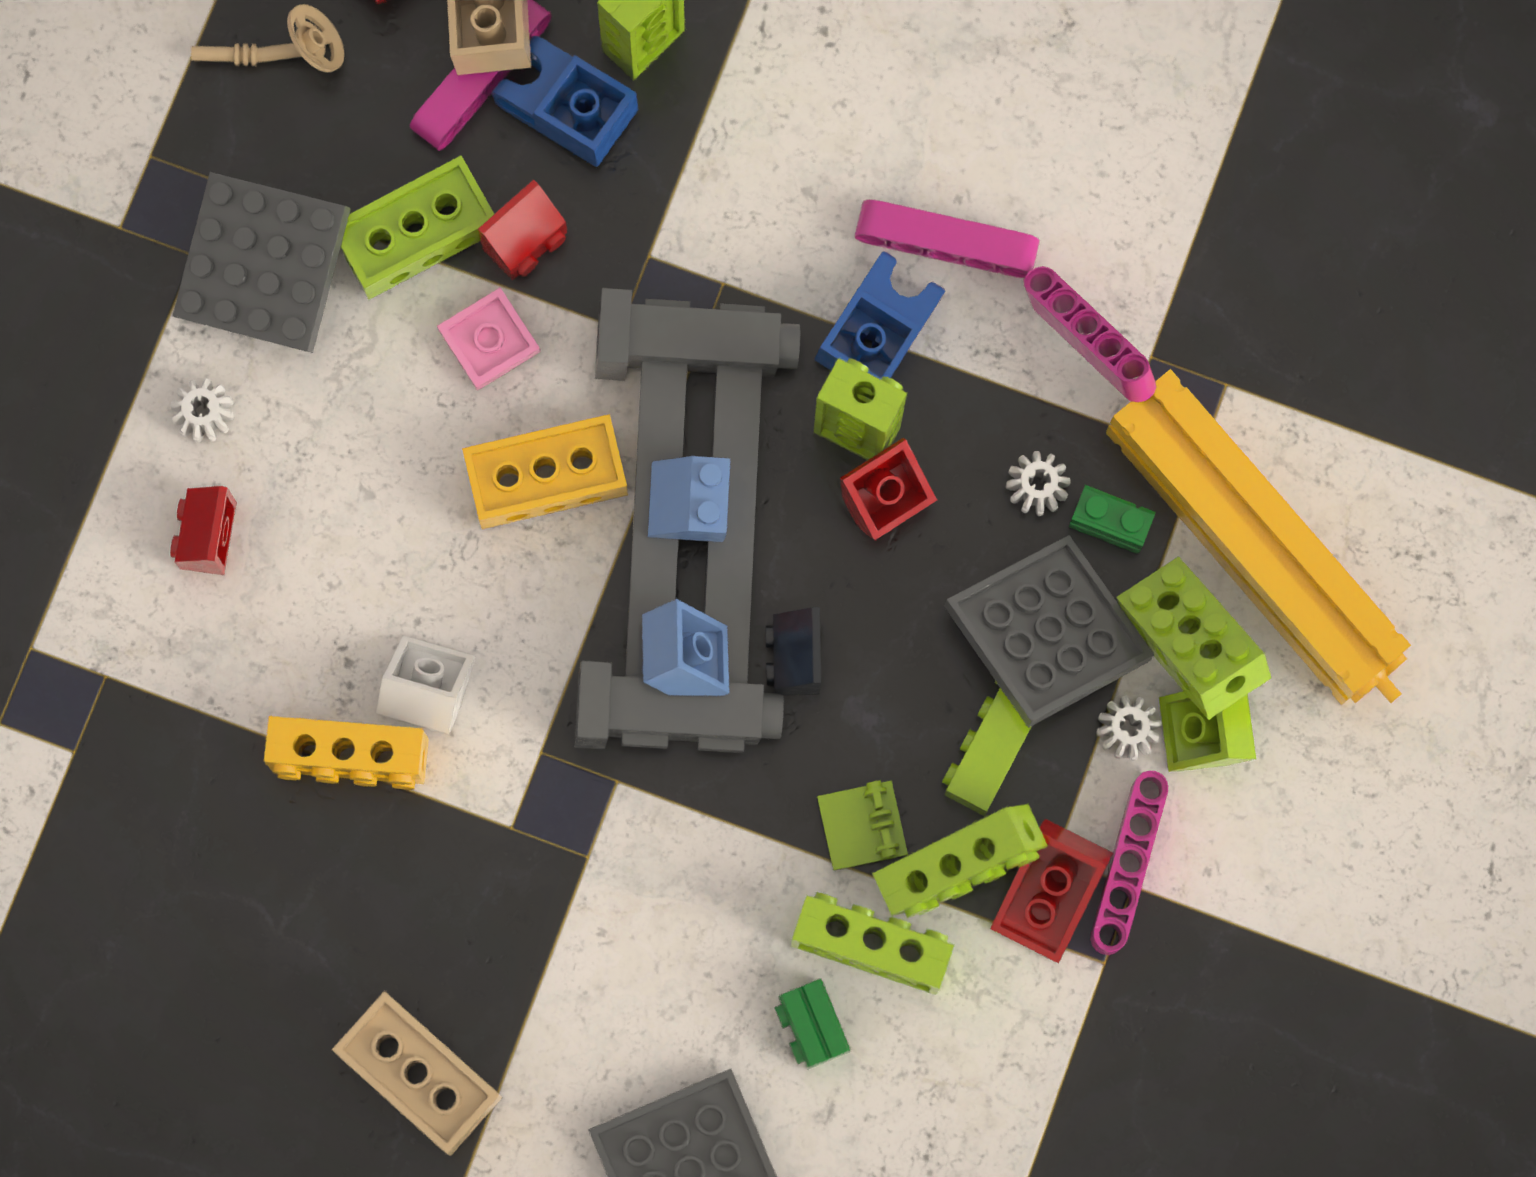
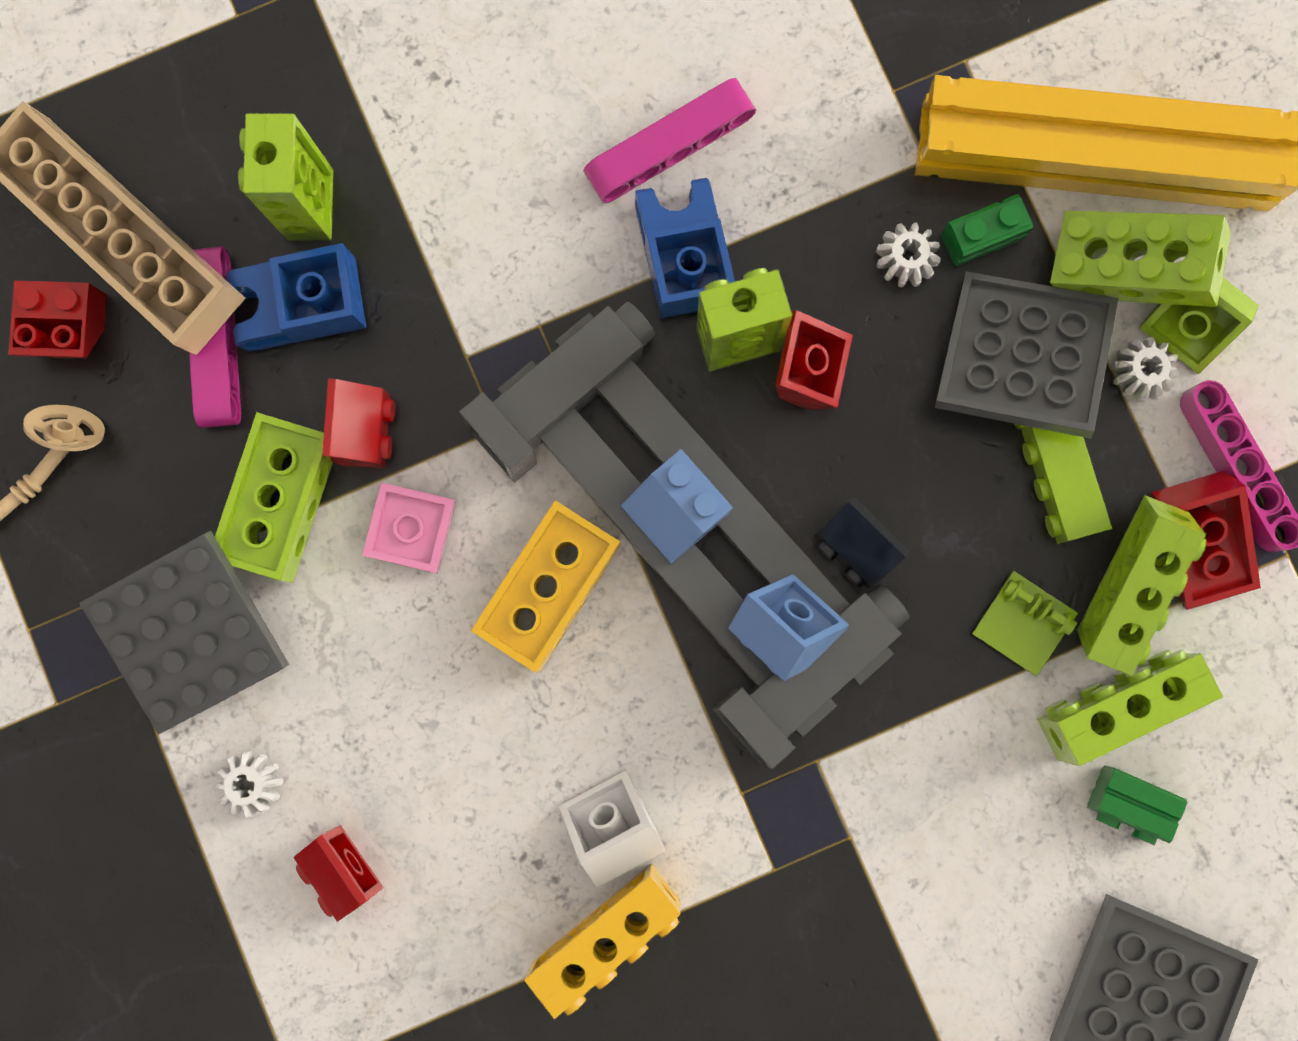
camera: 30 degrees left, 5 degrees up
(1075, 319) = (861, 116): dark pink beam -> none

